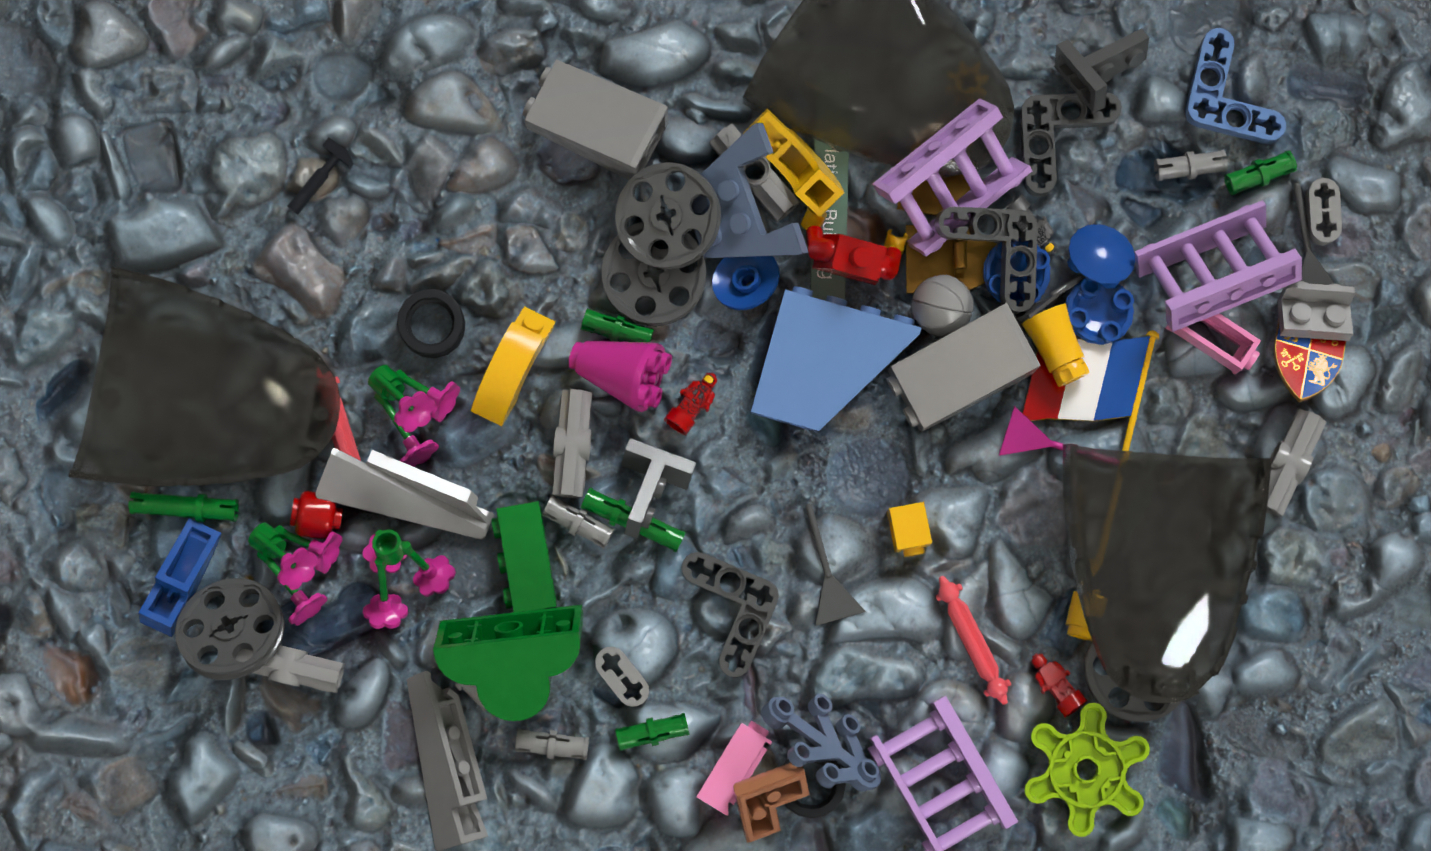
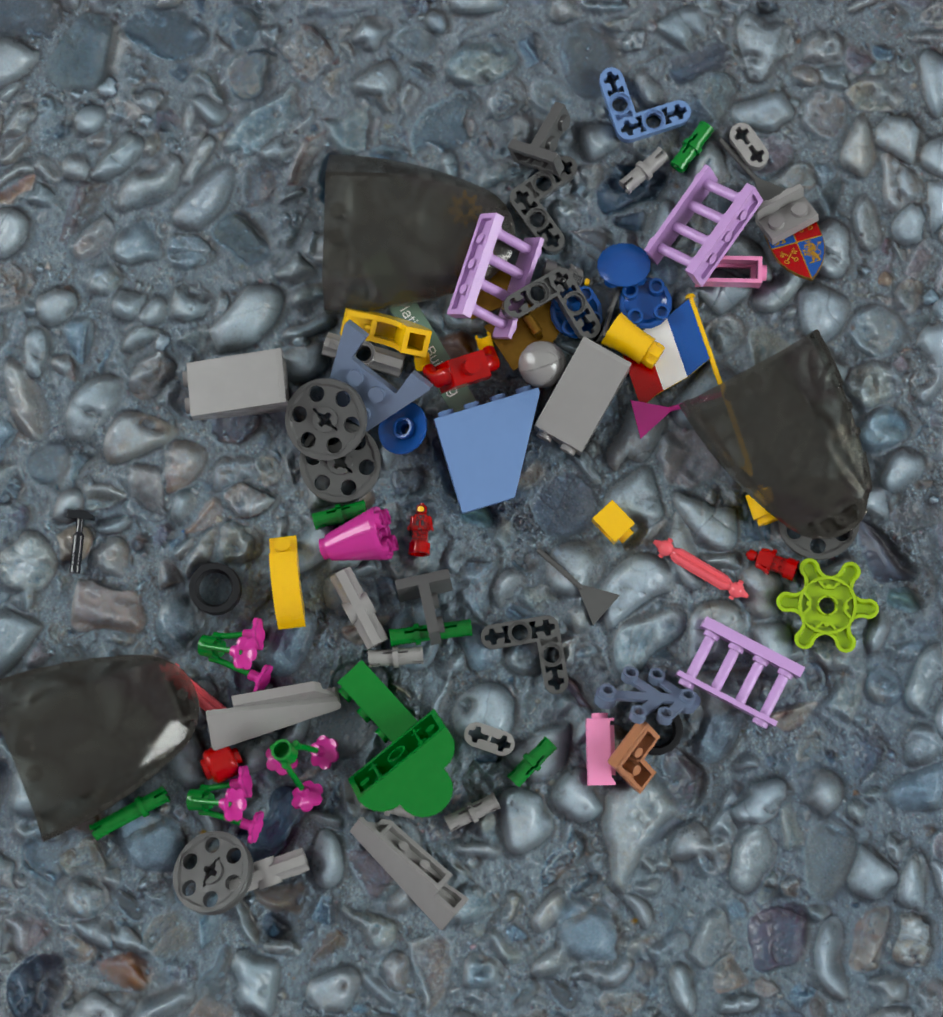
camera: 25 degrees left, 0 degrees up
(179, 576) = (157, 861): blue slope -> none
(1292, 459) = (831, 320): light grey piece -> none

